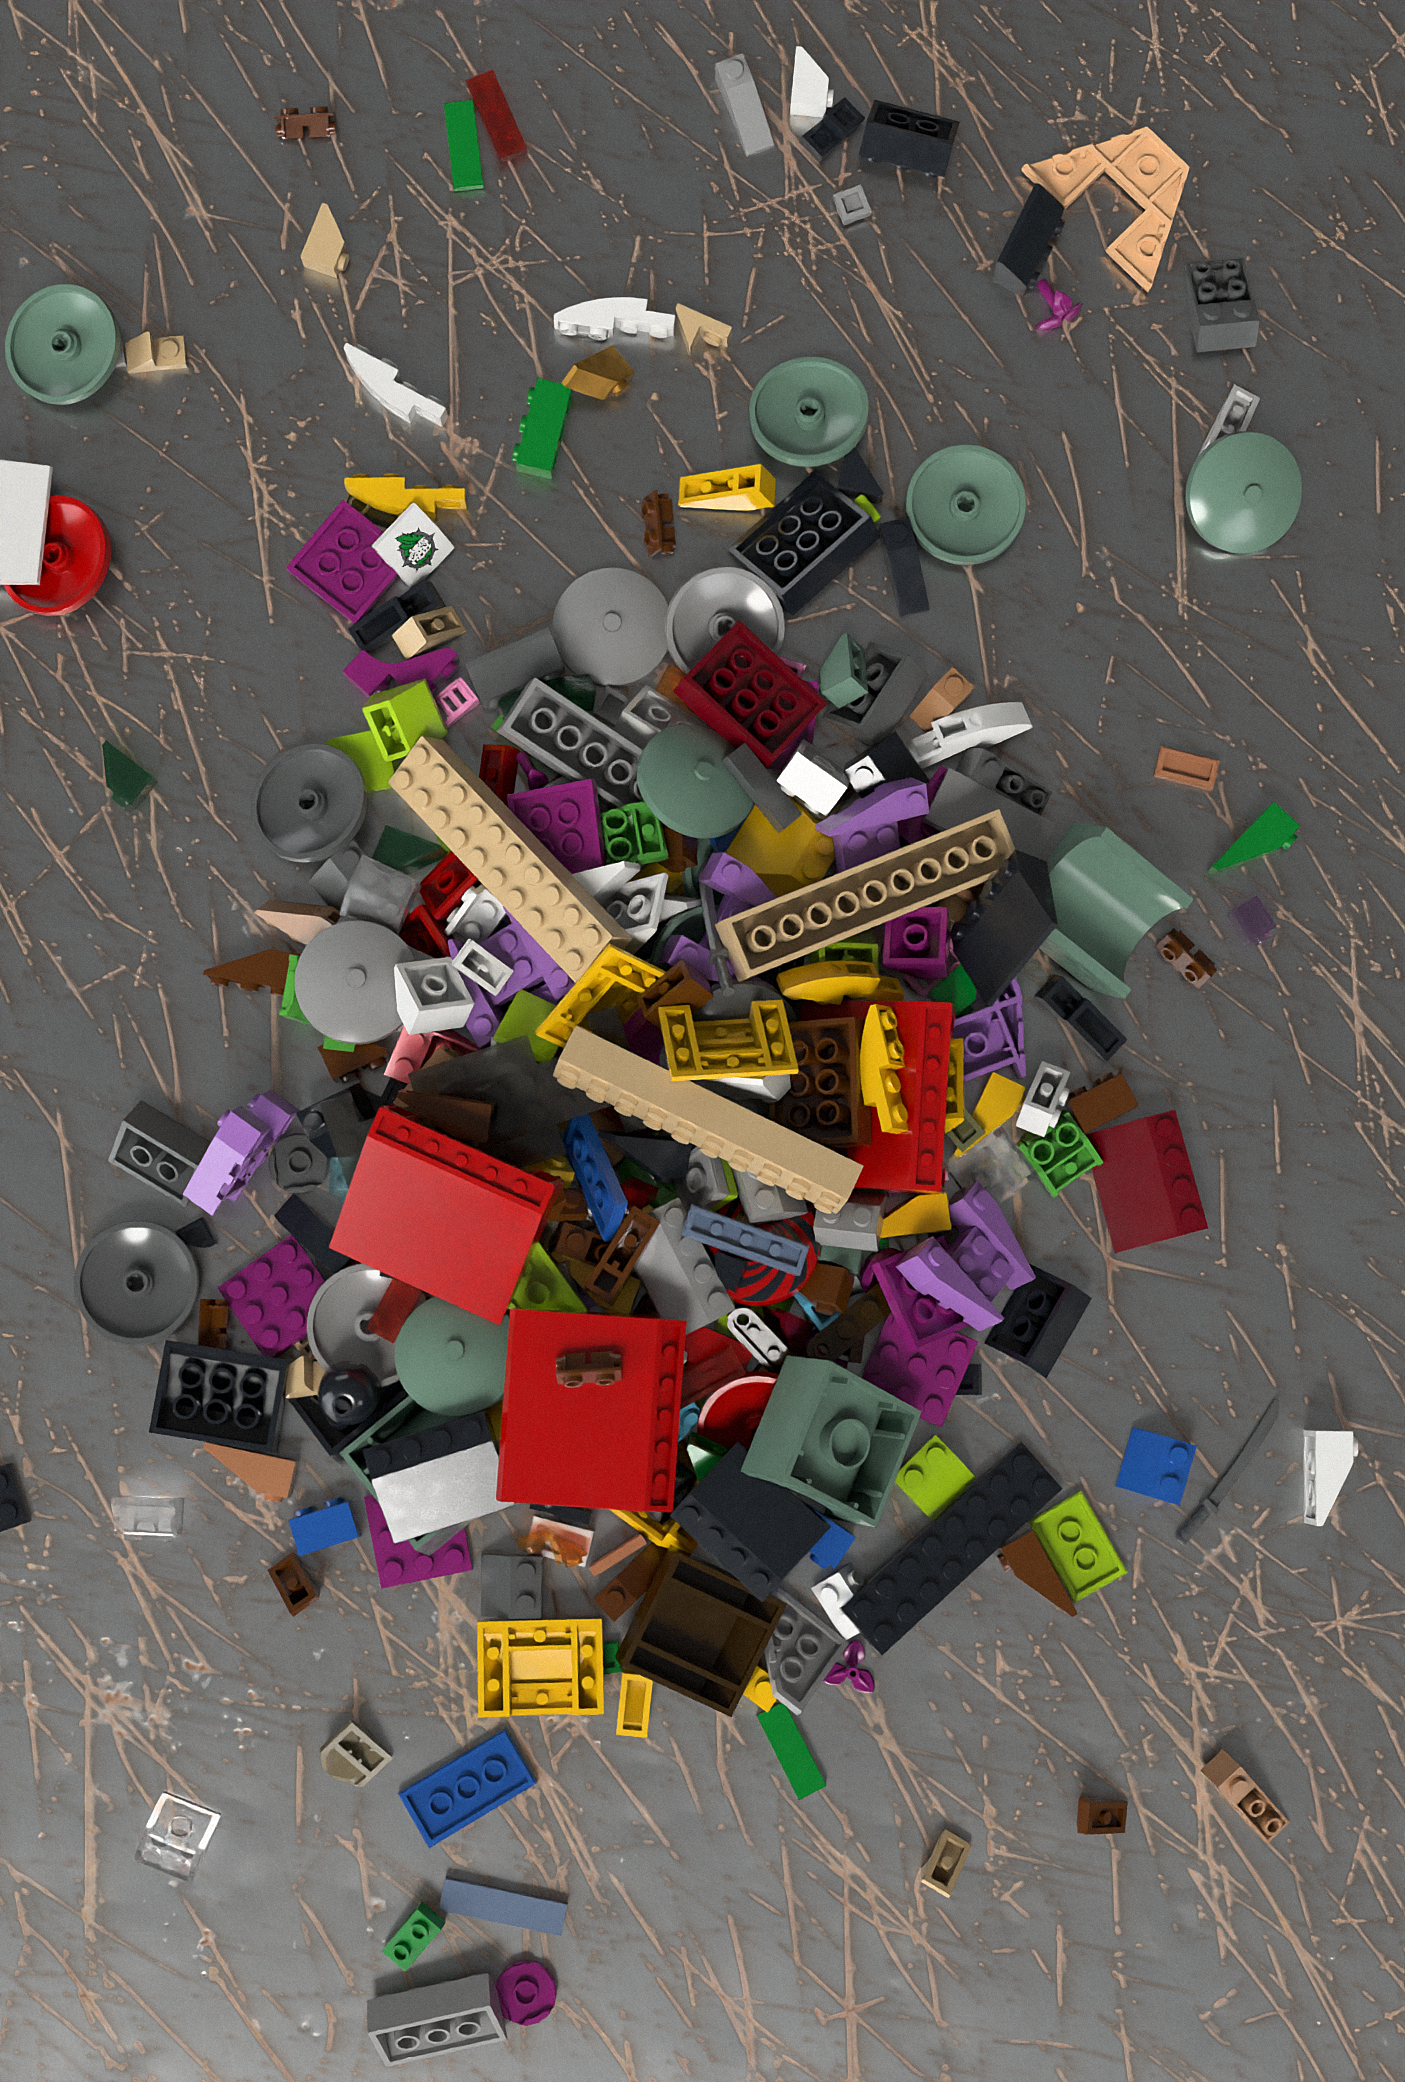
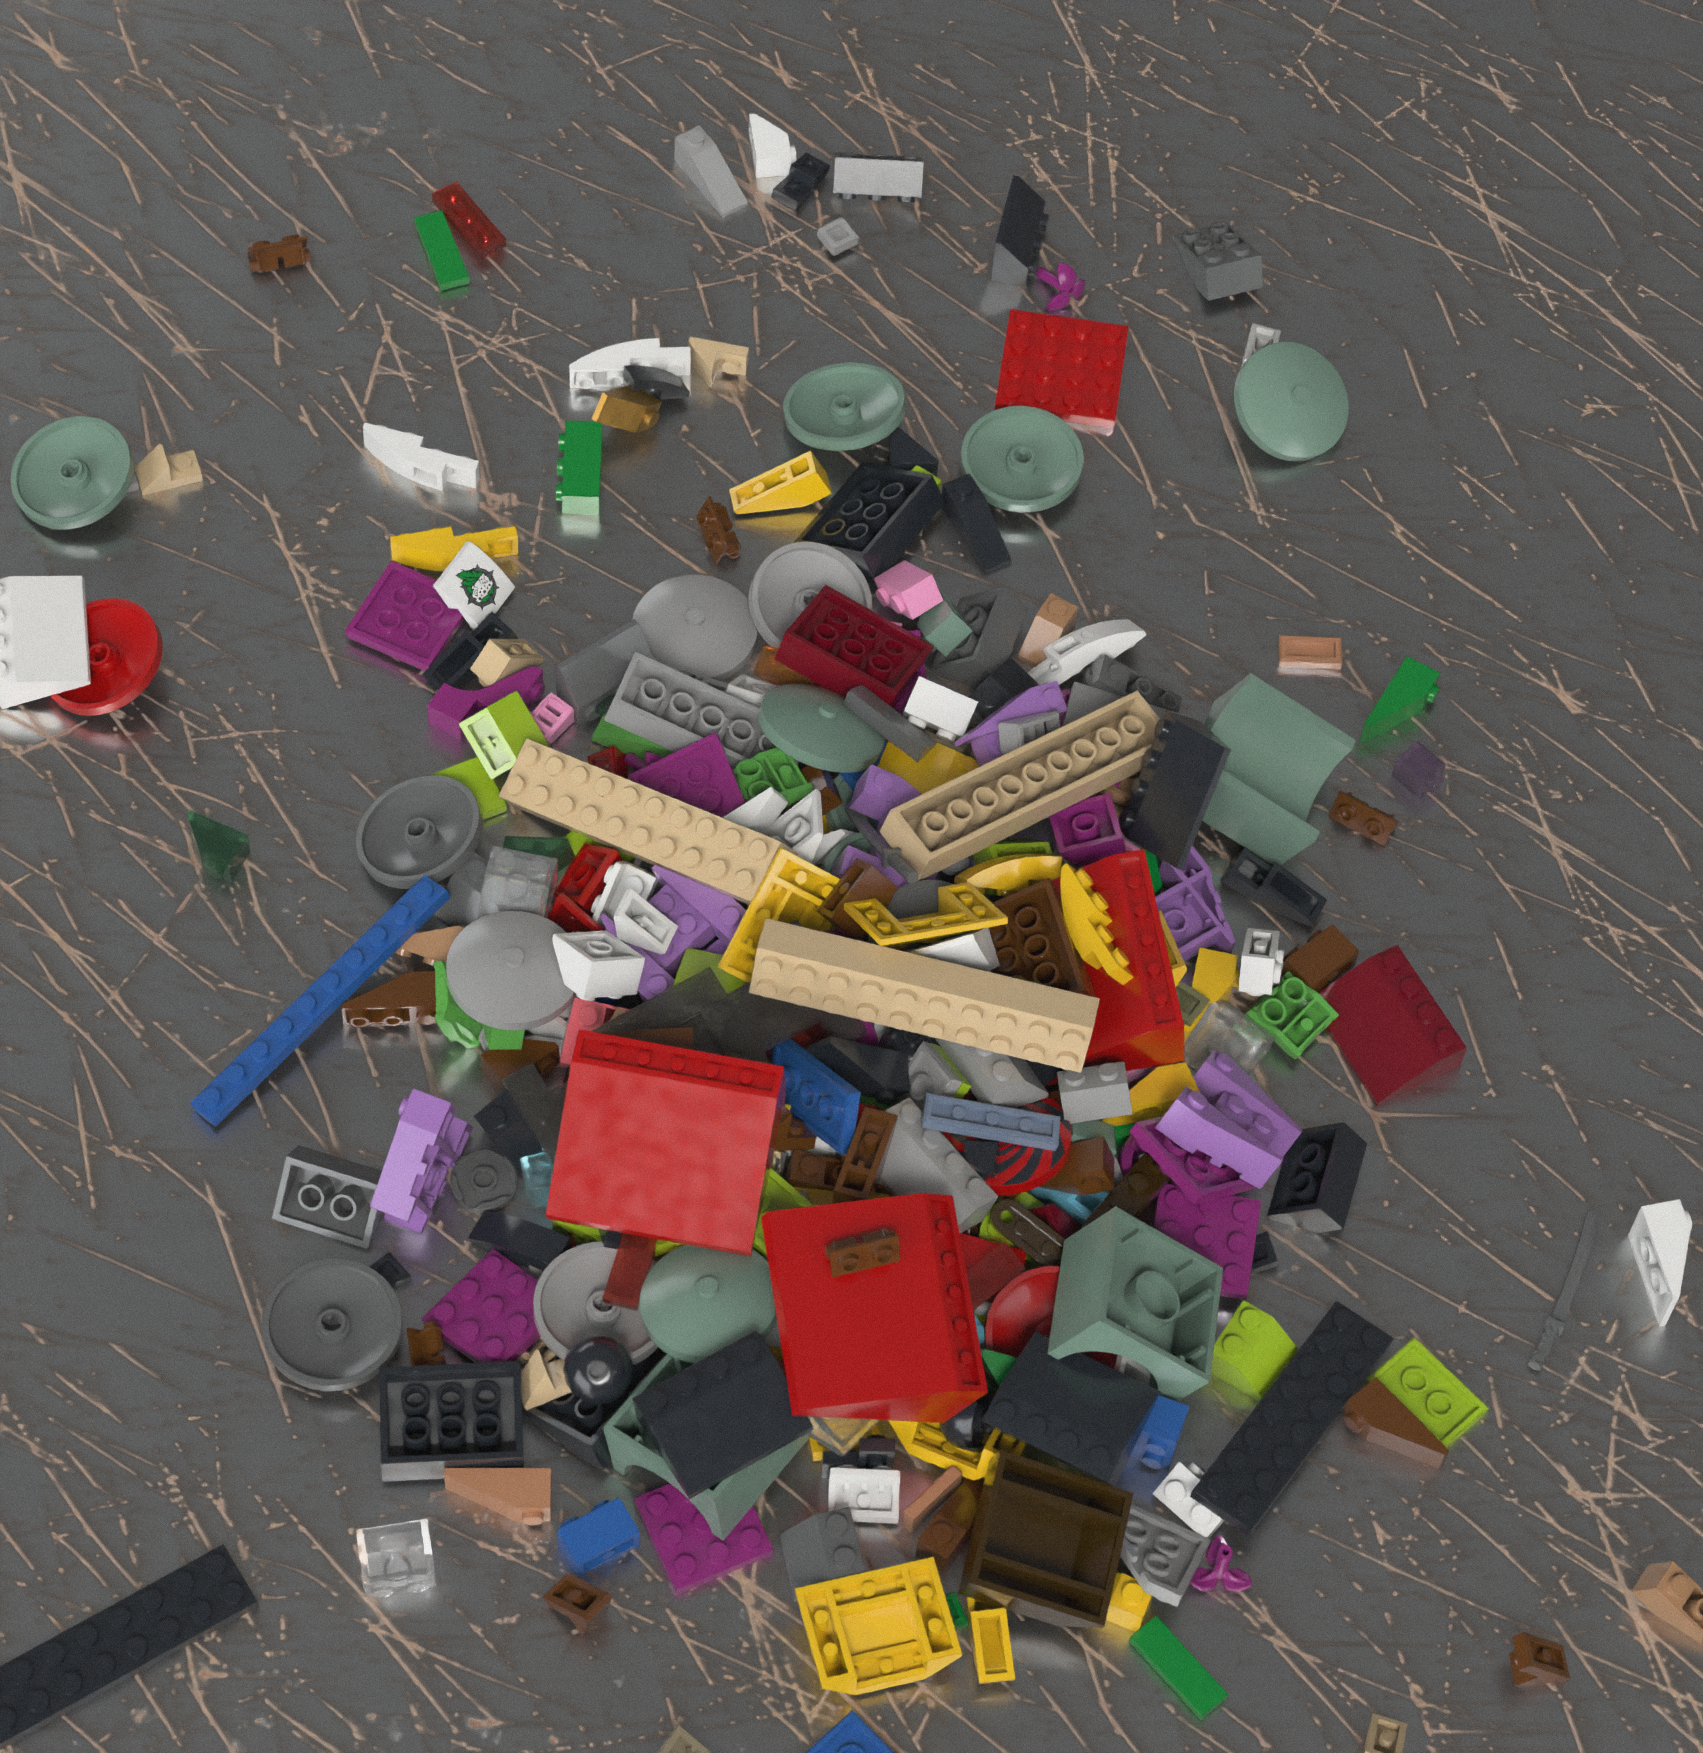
camera: 15 degrees left, 25 degrees down
(188, 959) = (319, 1001): none -> blue plate
(325, 246) = (323, 351): tan slope -> none
(563, 1548) = (871, 1494): clear orange slope -> none
(635, 344) = (650, 378): none -> black slope
(818, 634) = (907, 590): none -> bright pink brick
(868, 835) = (1026, 729): none -> light grey slope
(1033, 400) = (1063, 366): none -> red plate
(1144, 170) = (1110, 164): light nougat wing -> none
(1156, 1466) = (1486, 1295): blue slope -> none

